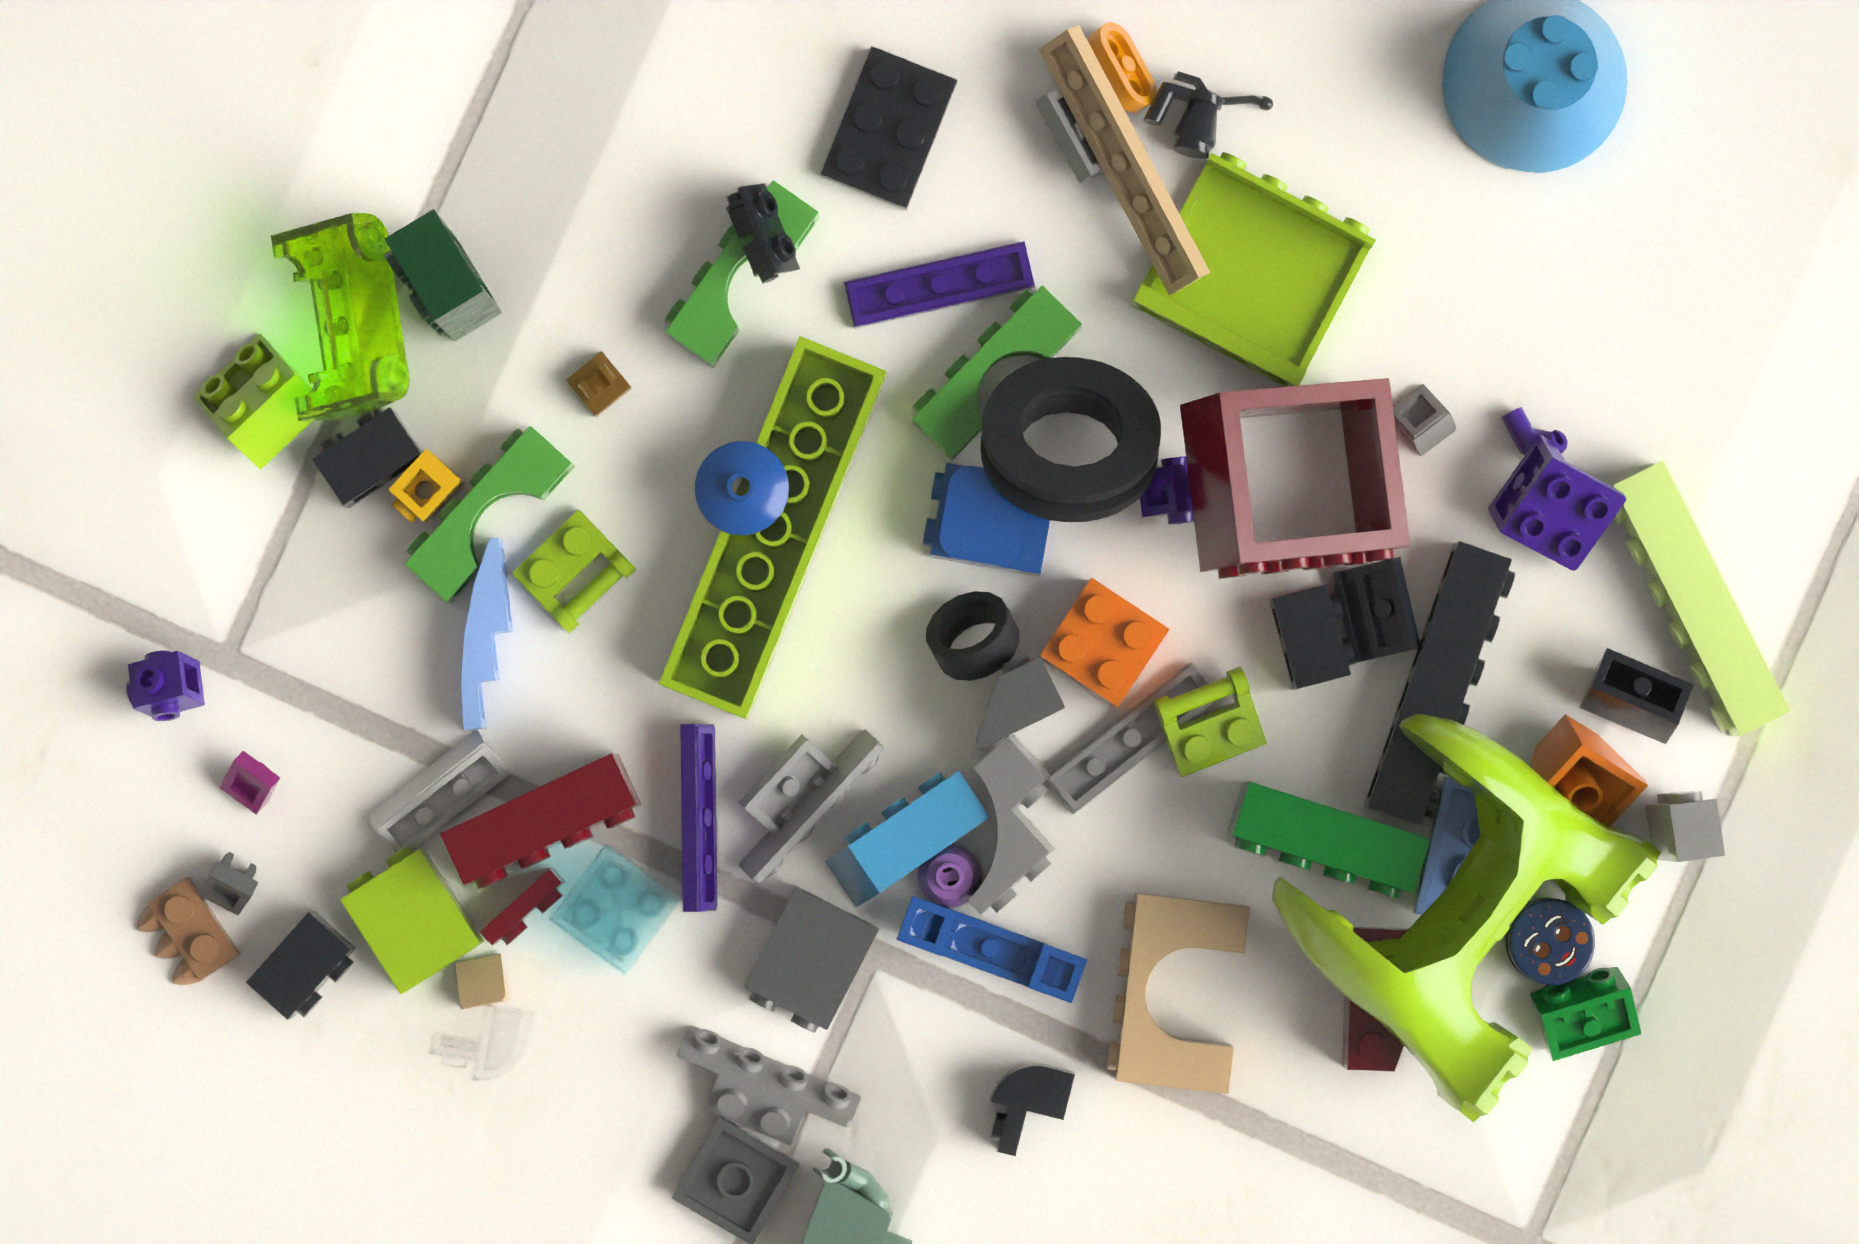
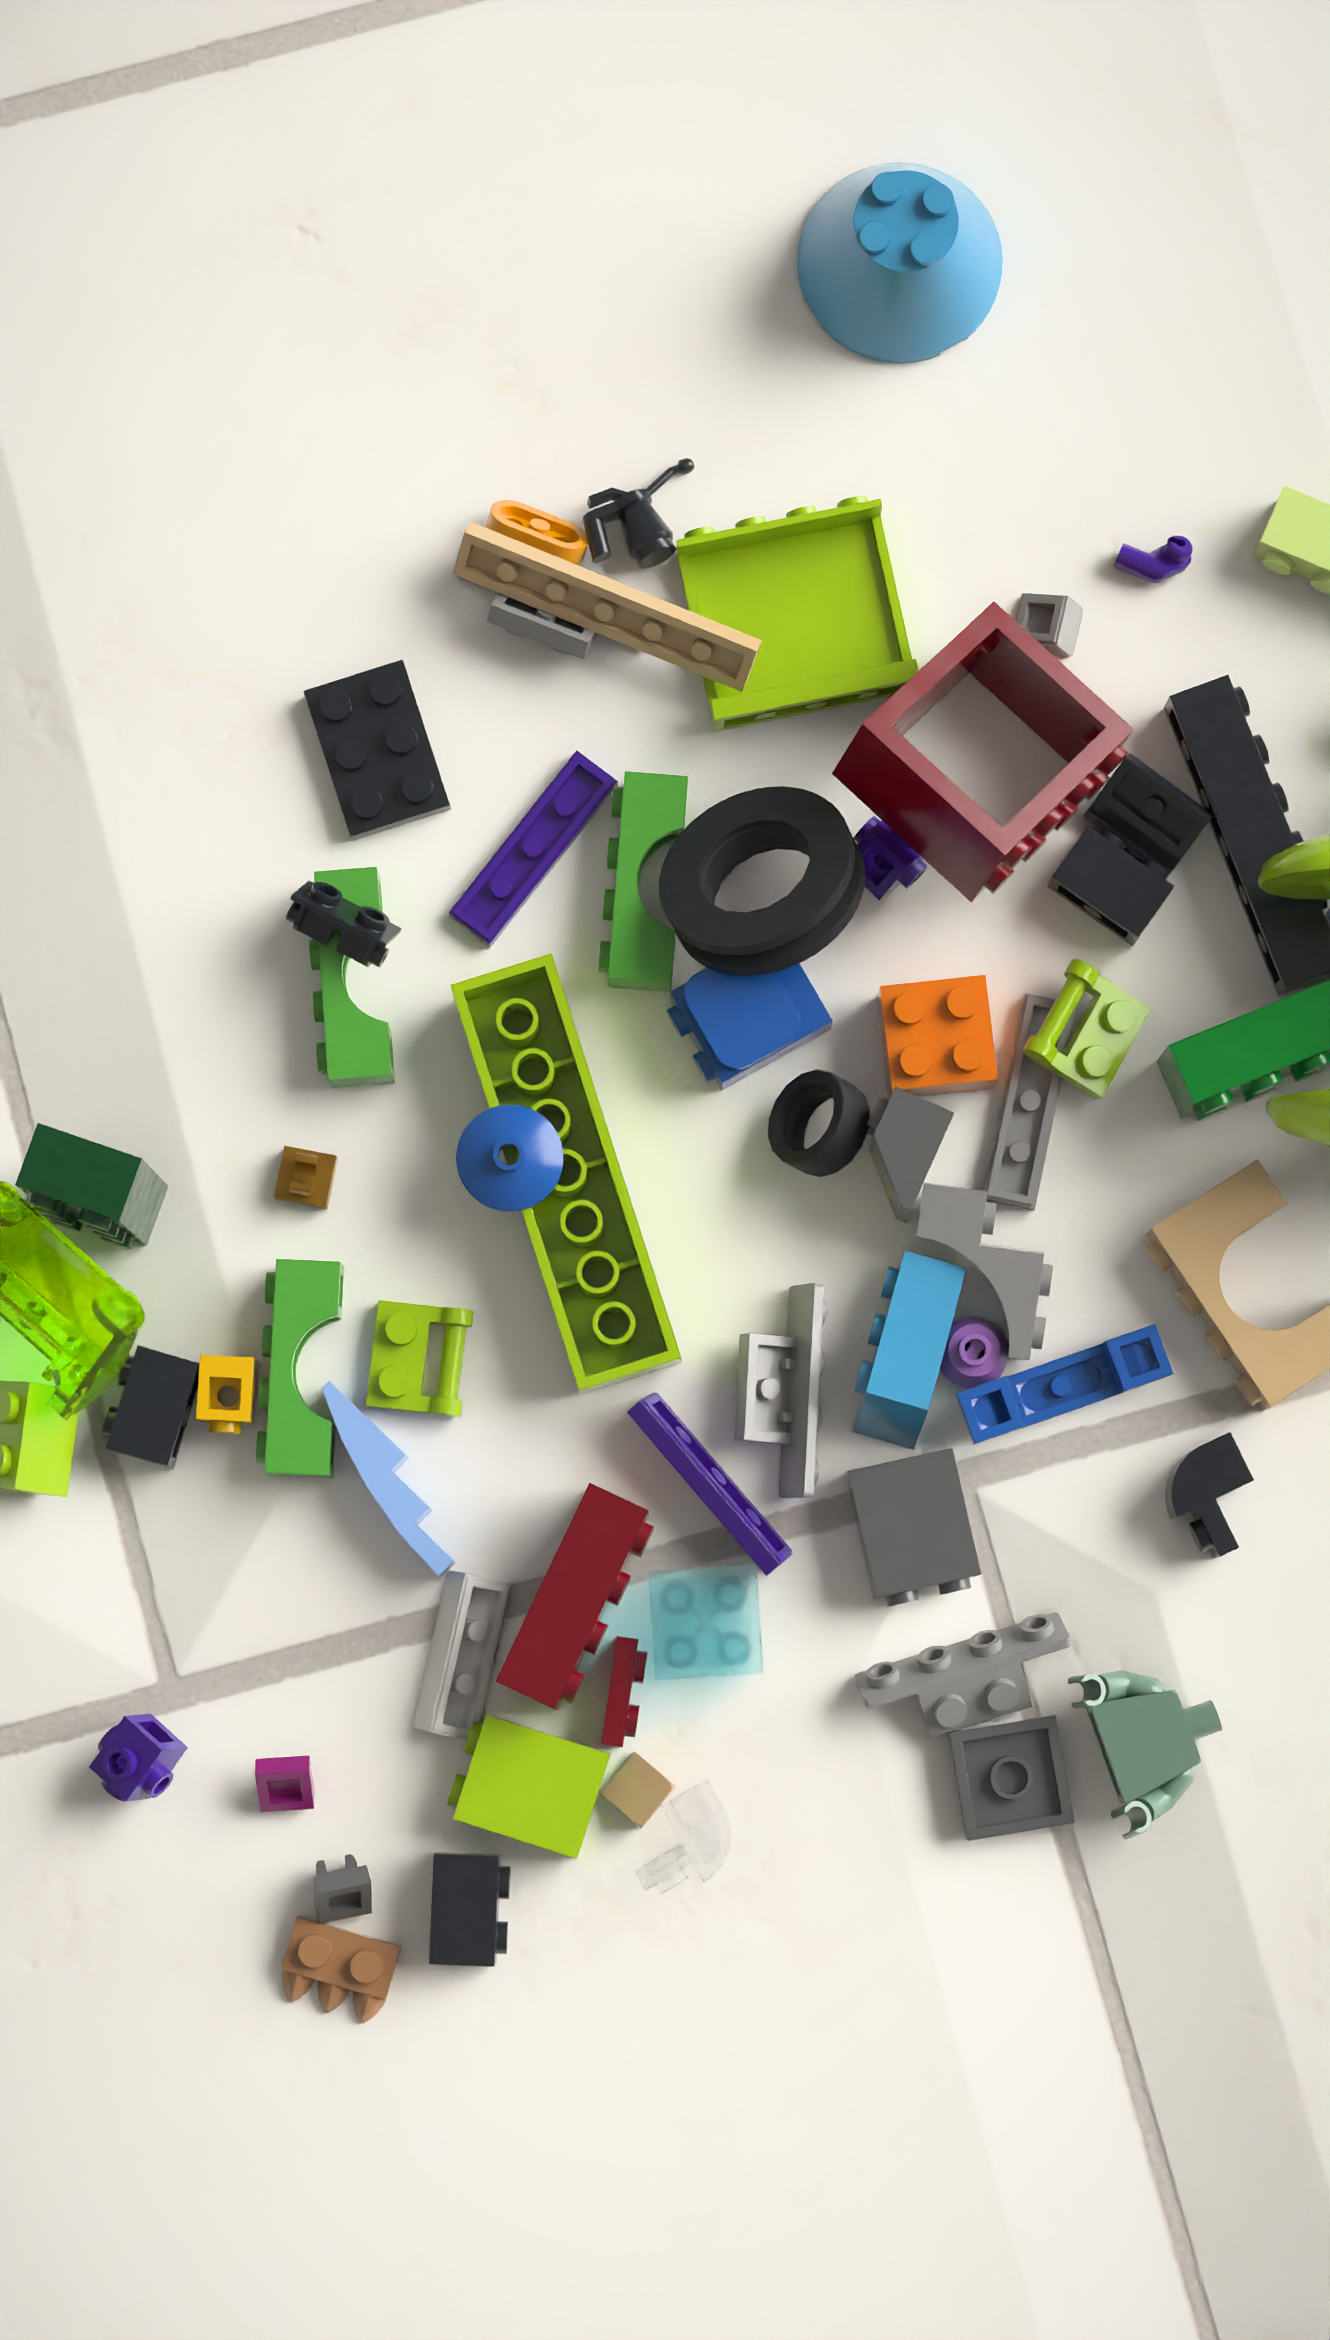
camera: 35 degrees left, 5 degrees down
(1554, 506) = (1224, 599): dark purple bracket -> none

